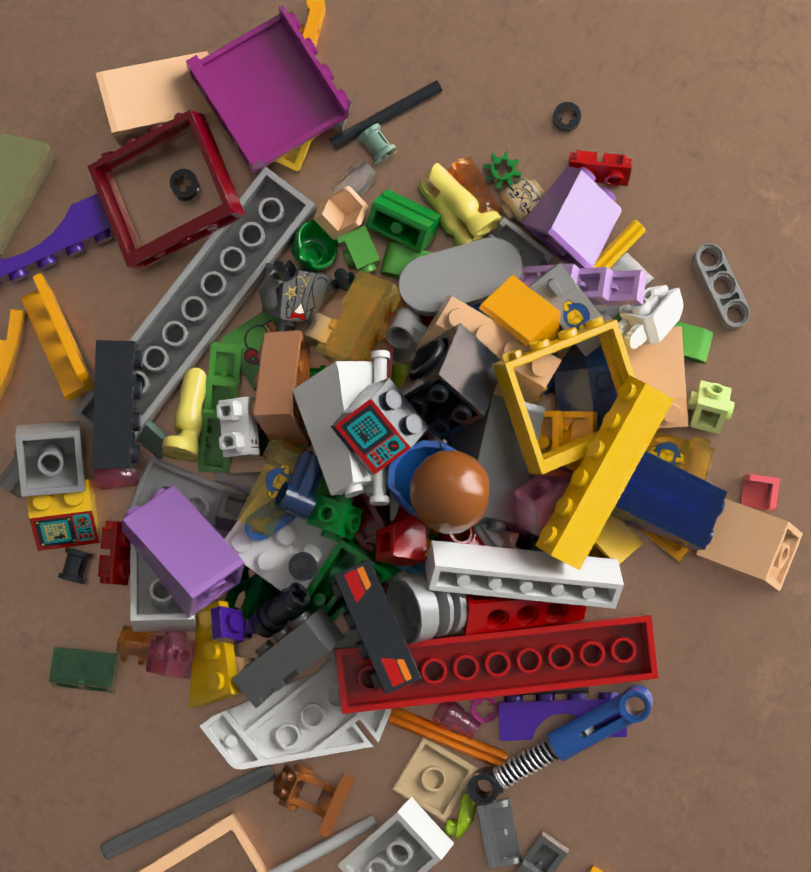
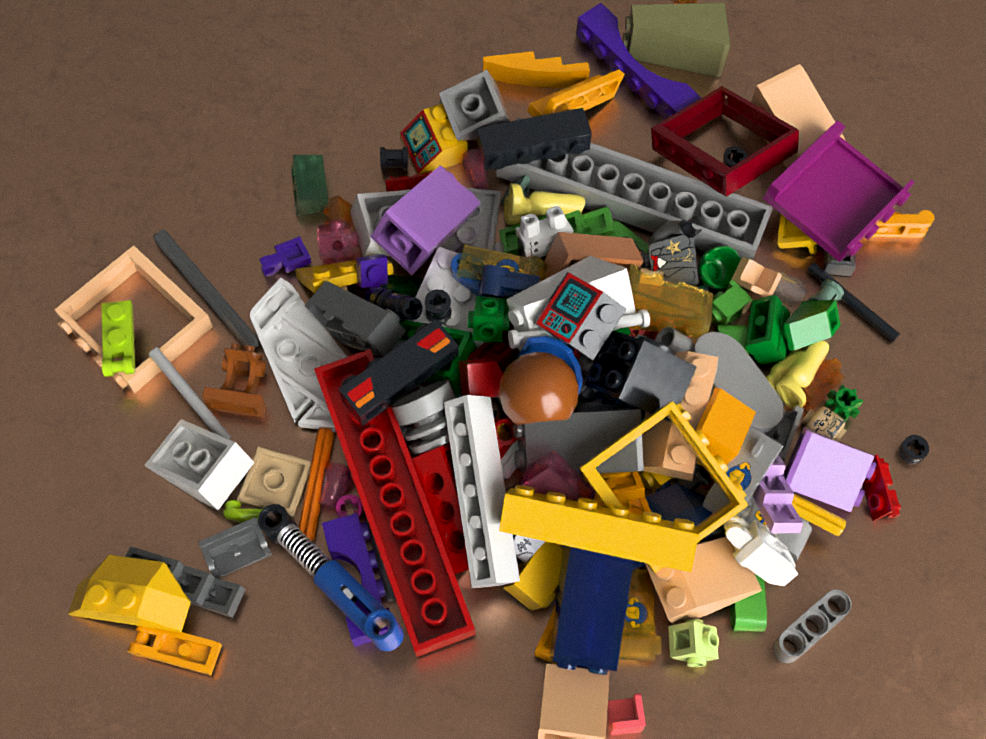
camera: 75 degrees right, 20 degrees down
(170, 710) = (288, 255): none -> dark purple plate
(410, 173) = (811, 323): none -> slope

